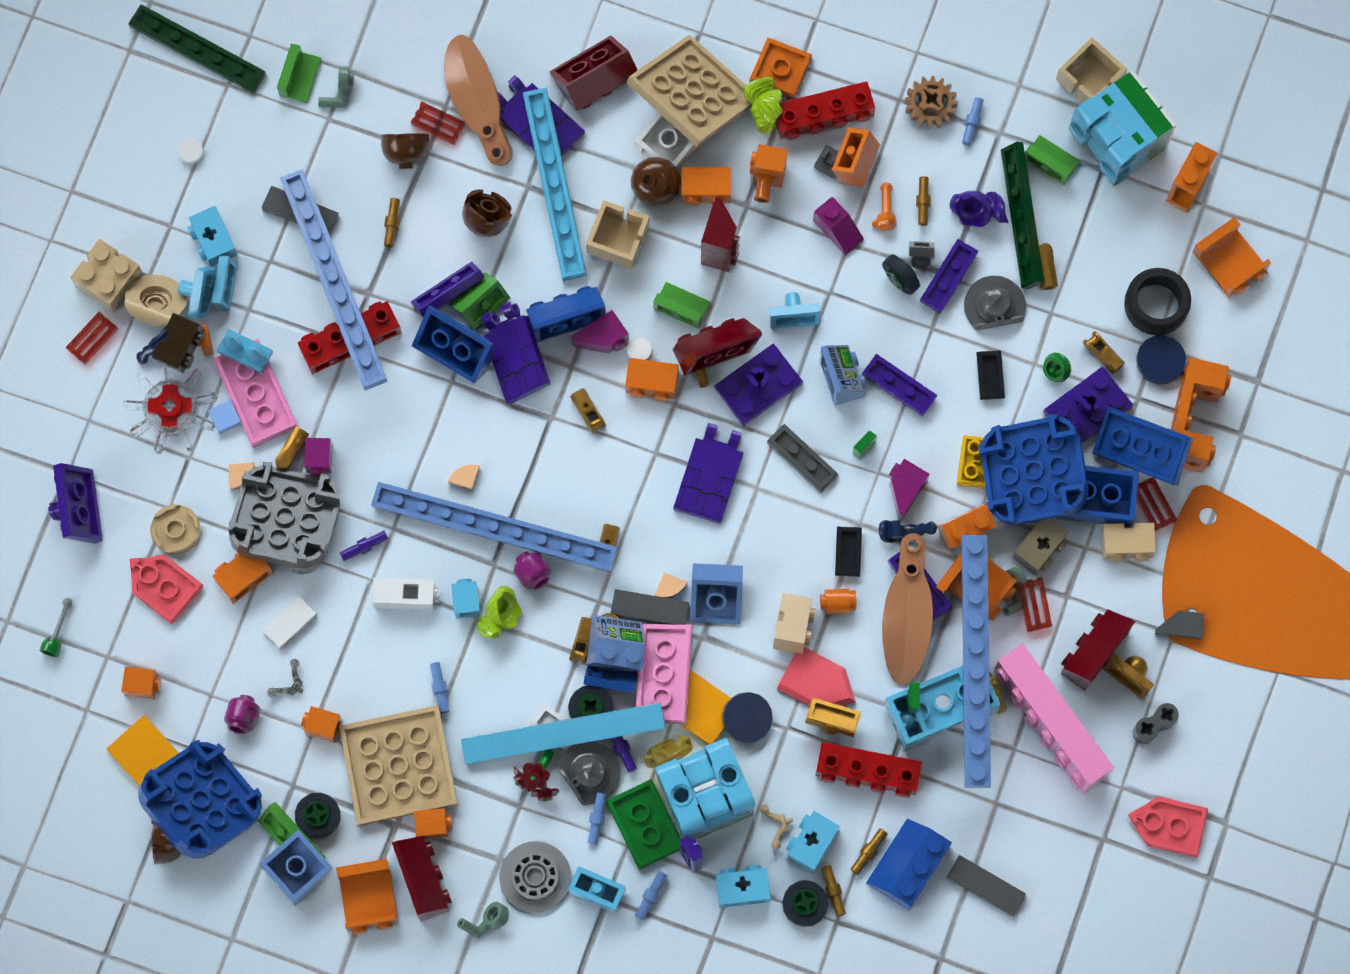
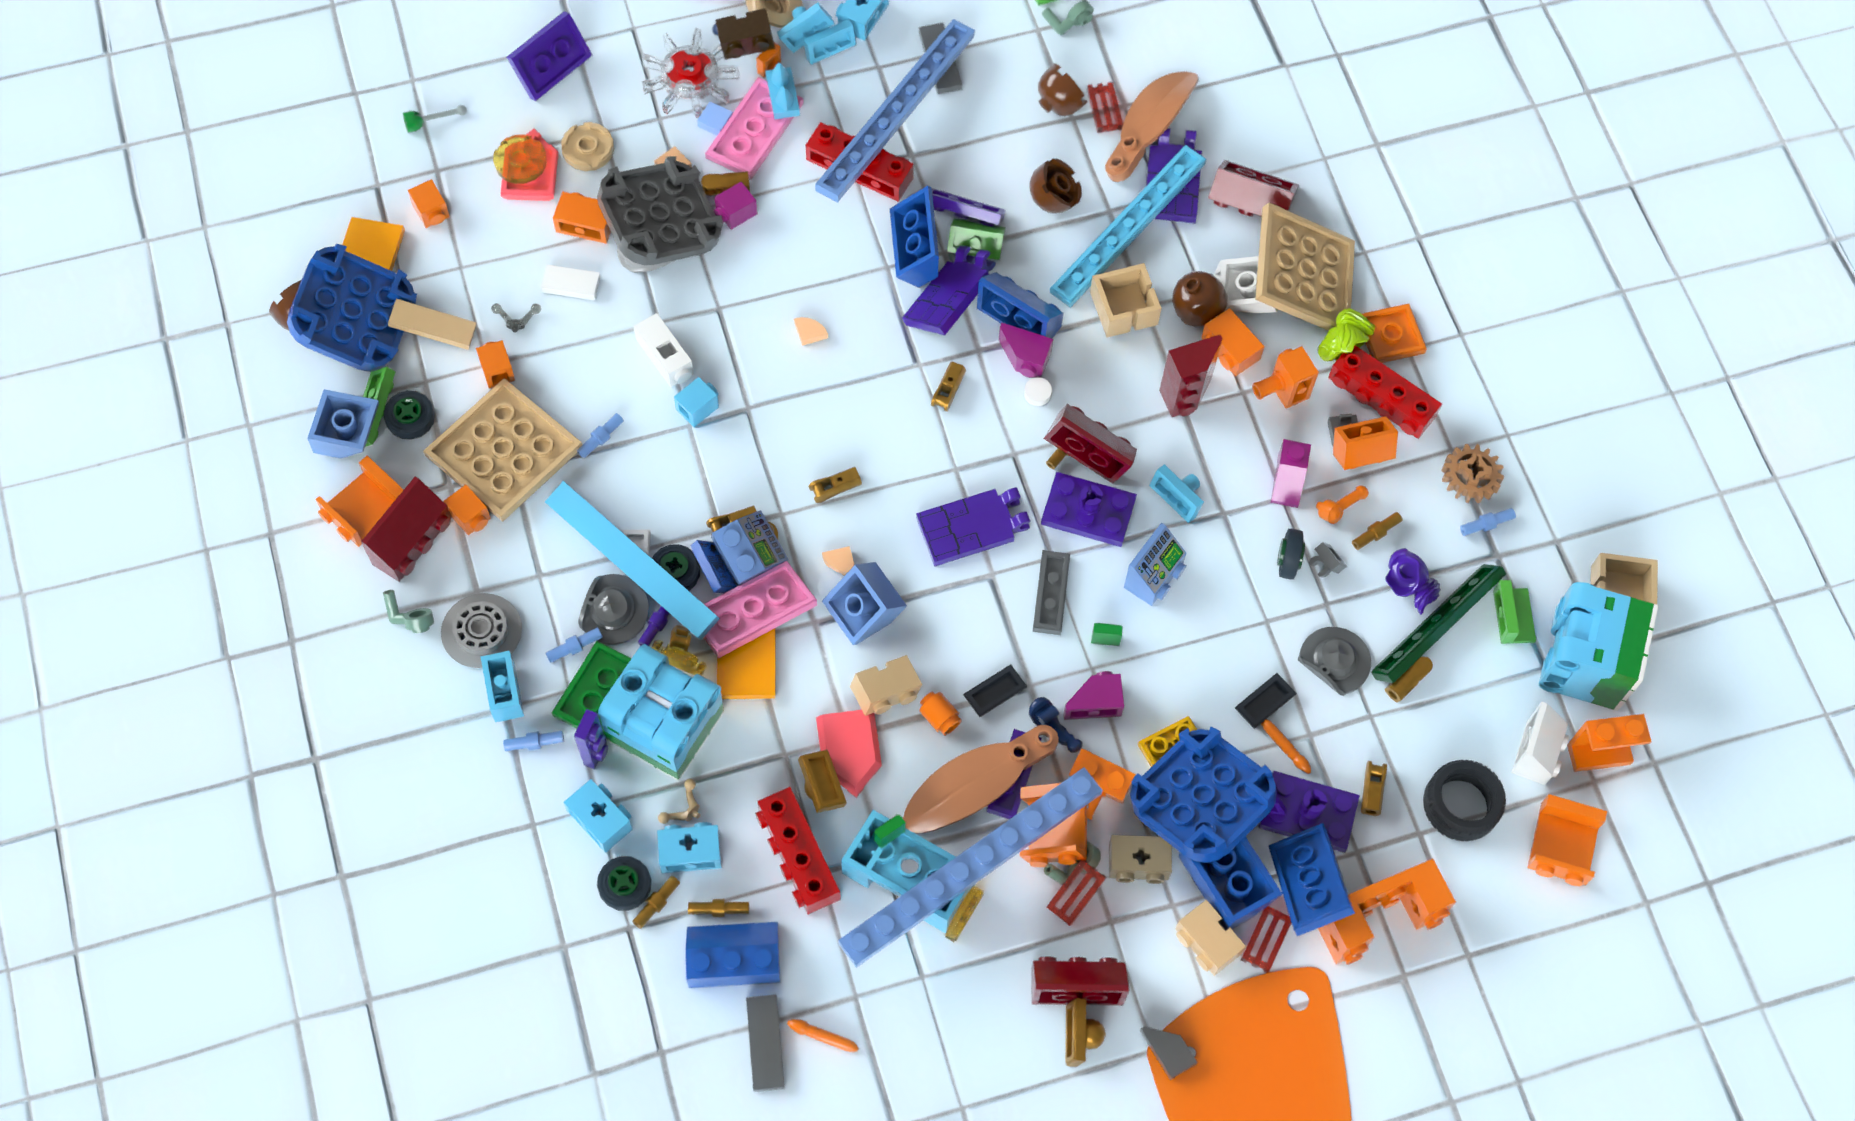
camera: 50 degrees right, 10 degrees down
(152, 588) = (520, 159): none -> clear yellow tile
(241, 714) = (457, 296): magenta head -> none
(252, 748) = (432, 324): none -> tan tile
(364, 545) = (684, 293): dark purple bar -> none
(391, 222) = (988, 129): pearl gold bar -> none
(494, 527) = (781, 382): medium blue plate -> none
(500, 614) = (706, 436): lime hair -> none
(531, 570) = (764, 435): magenta head -> none
(536, 776) = (567, 557): dark red plant -> none
(649, 608) = (807, 557): dark grey tile -> none
(651, 379) = (1019, 416): orange brick -> none
(652, 740) = (680, 637): none -> pearl gold bar
(681, 304) = (1107, 396): bright green panel -> none
(747, 717) = (766, 708): dark blue tile -> none
(899, 385) = (1188, 627): dark purple plate -> none
(949, 276) = (1326, 599): dark purple plate -> none
(1009, 843) = (802, 1028): none -> orange piece
(1048, 386) = (1286, 746): none -> orange piece
(1053, 719) = (977, 981): bright pink brick -> none
(1057, 367) = (1322, 753): green hat -> none
(1155, 723) = (1049, 1092): dark grey axle -> none
(1157, 221) = (1541, 745): none -> white slope
(1161, 359) = (1411, 842): dark blue tile -> none

